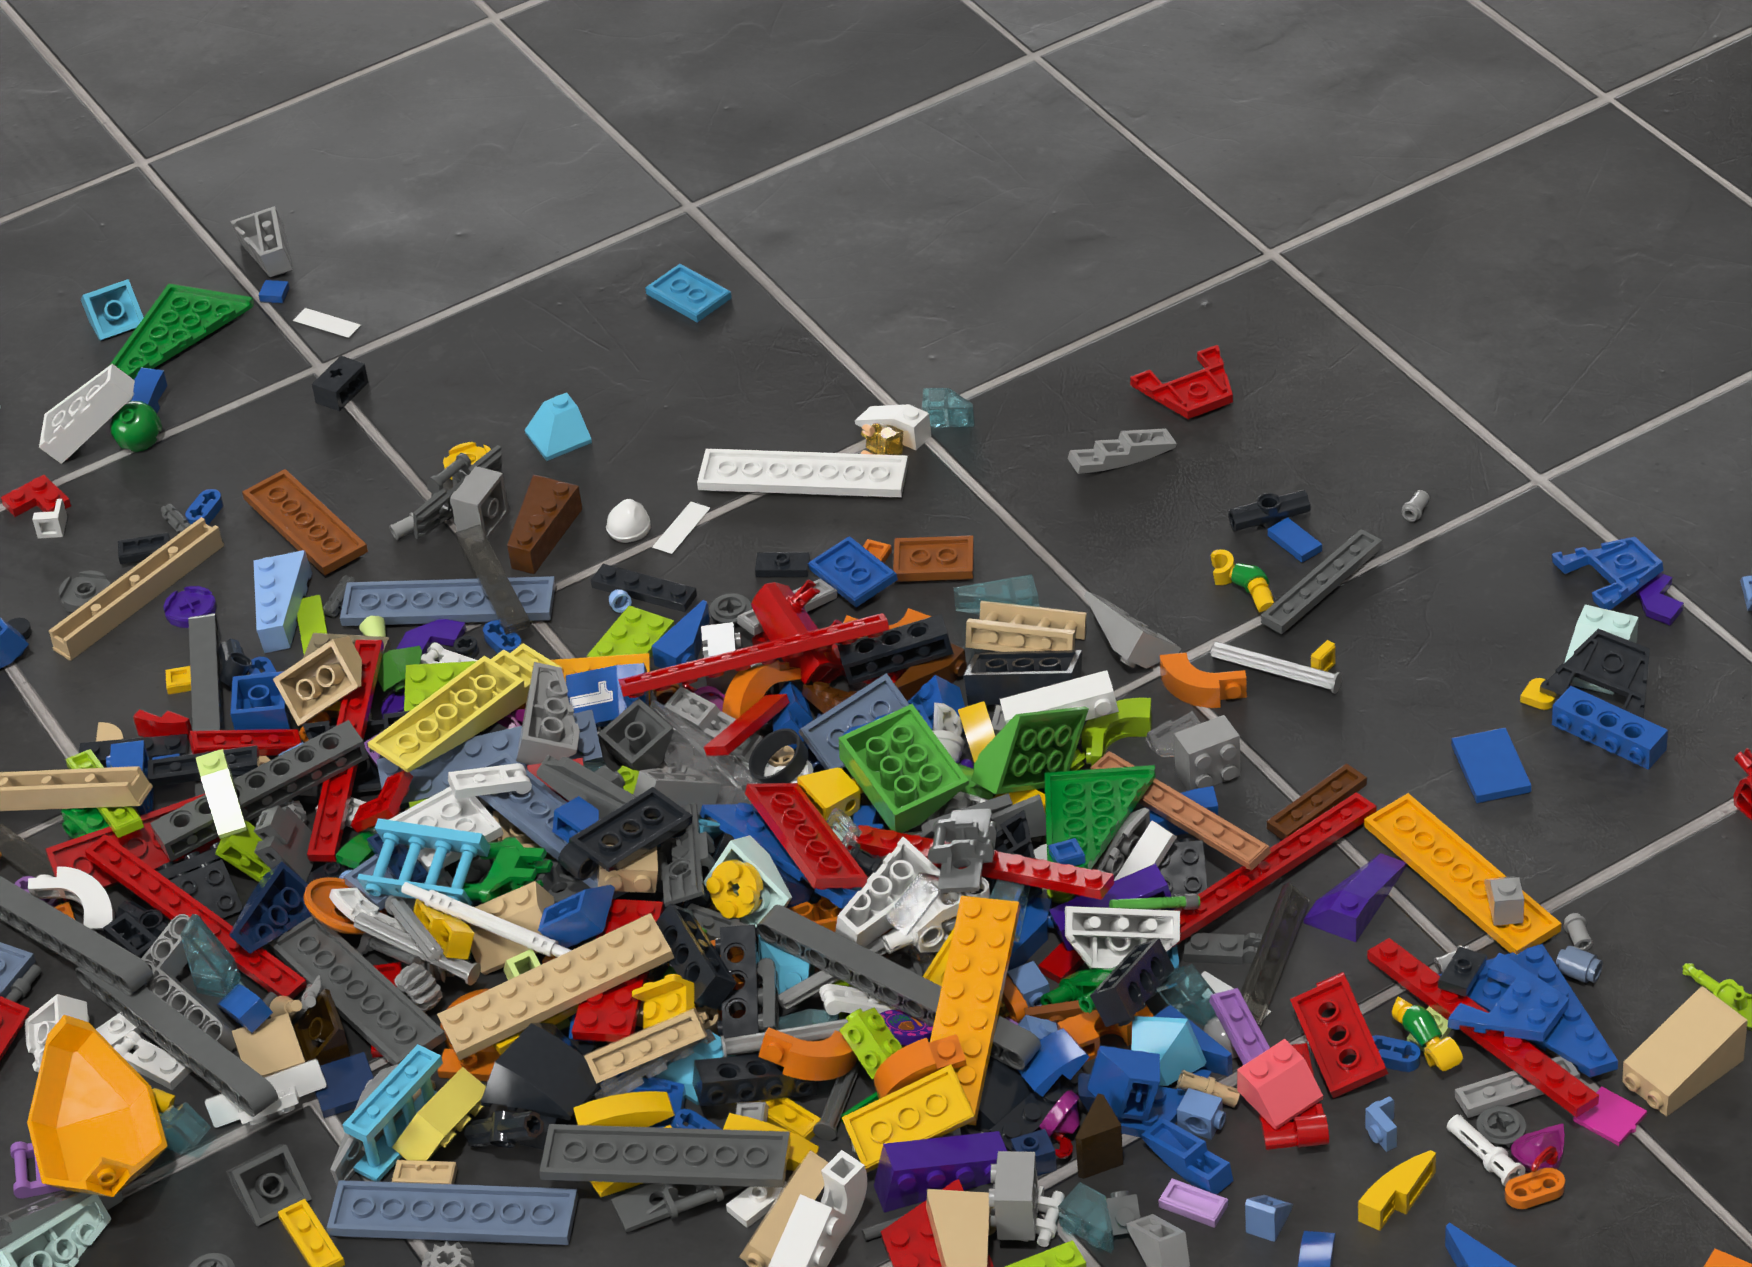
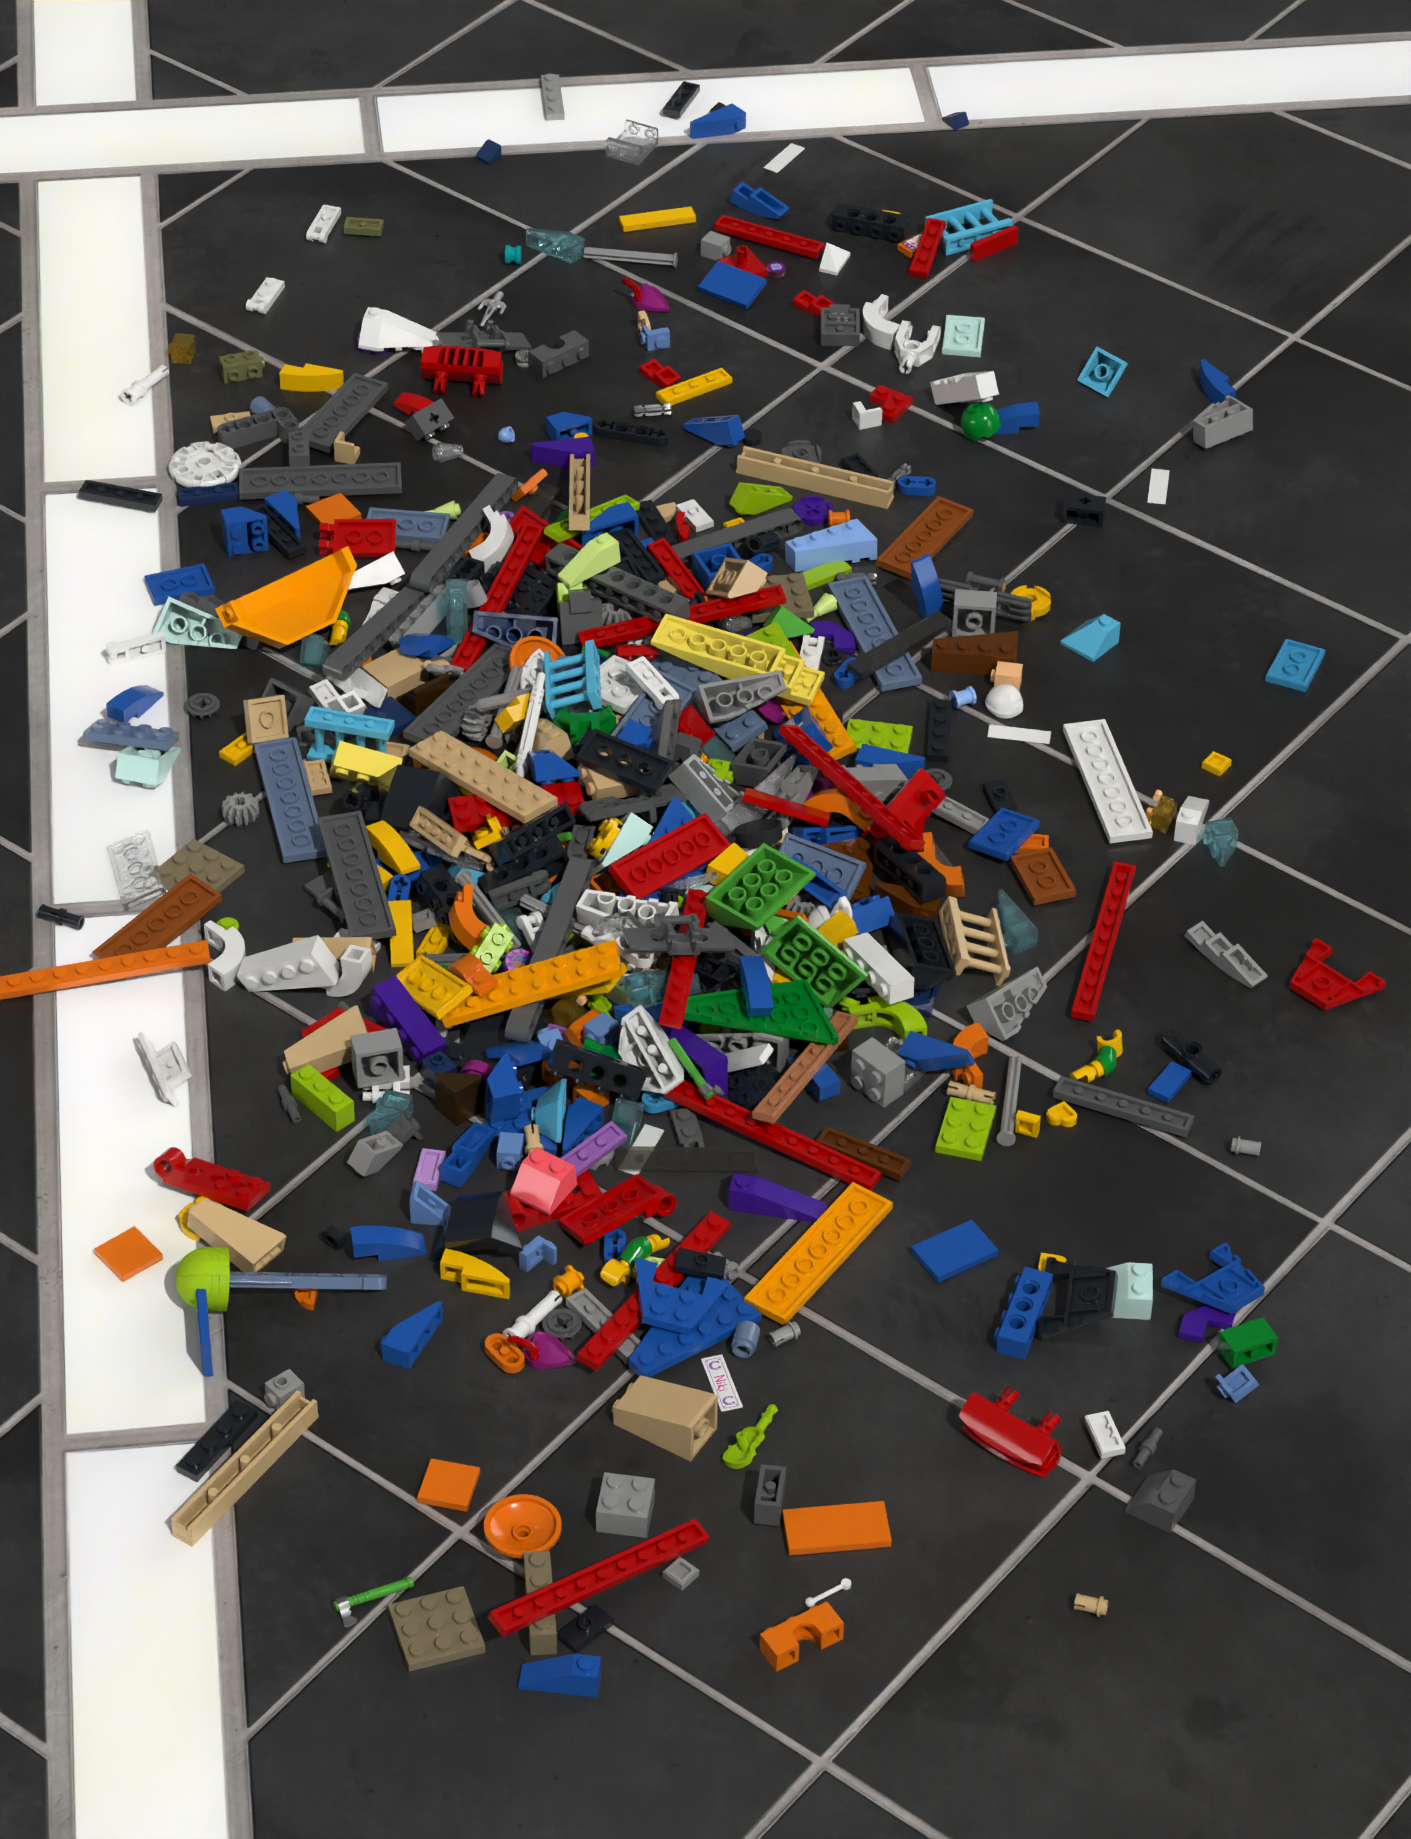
camera: 65 degrees right, 0 degrees up
(122, 712) = (695, 515): none -> white plate
(145, 646) = (757, 498): none -> lime slope
(176, 322) = (1115, 410): green wing -> none
(191, 234) = (1214, 383): none -> blue slope
(226, 584) = (837, 518): none -> orange bush
(274, 291) = (1176, 447): blue tile -> none
(299, 1198) = (266, 718): none -> tan tile
(313, 1126) = (328, 698): none -> white arch
(422, 528) = (926, 586): none -> blue slope
(591, 508) = (1007, 674): none -> light nougat brick
(603, 549) = (963, 697): none -> light blue bush
(622, 598) = (911, 719): light blue hinge -> none
(814, 387) = (1216, 763): none -> yellow tile
(1059, 536) = (1103, 941): none -> red plate
(1063, 804) = (755, 986): none -> blue slope
(1067, 852) = (708, 1001): blue tile -> none
(1200, 700) = (932, 1054): none -> blue slope
(1255, 694) = (971, 1093): none -> tan pin
(1304, 713) = (965, 1129): none -> lime plate
(1311, 633) = (1062, 1115): none -> yellow tile
(1329, 1164) = (479, 1224): none -> black wedge
(1438, 1103) = (568, 1282): none -> light orange brick
(1505, 900) = (790, 1273): light grey slope -> none
(1612, 1118) = (599, 1389): dark pink piece -> none
(1629, 1006) = (721, 1383): none -> white sticker
(1707, 568) = (1247, 1342): none -> green brick

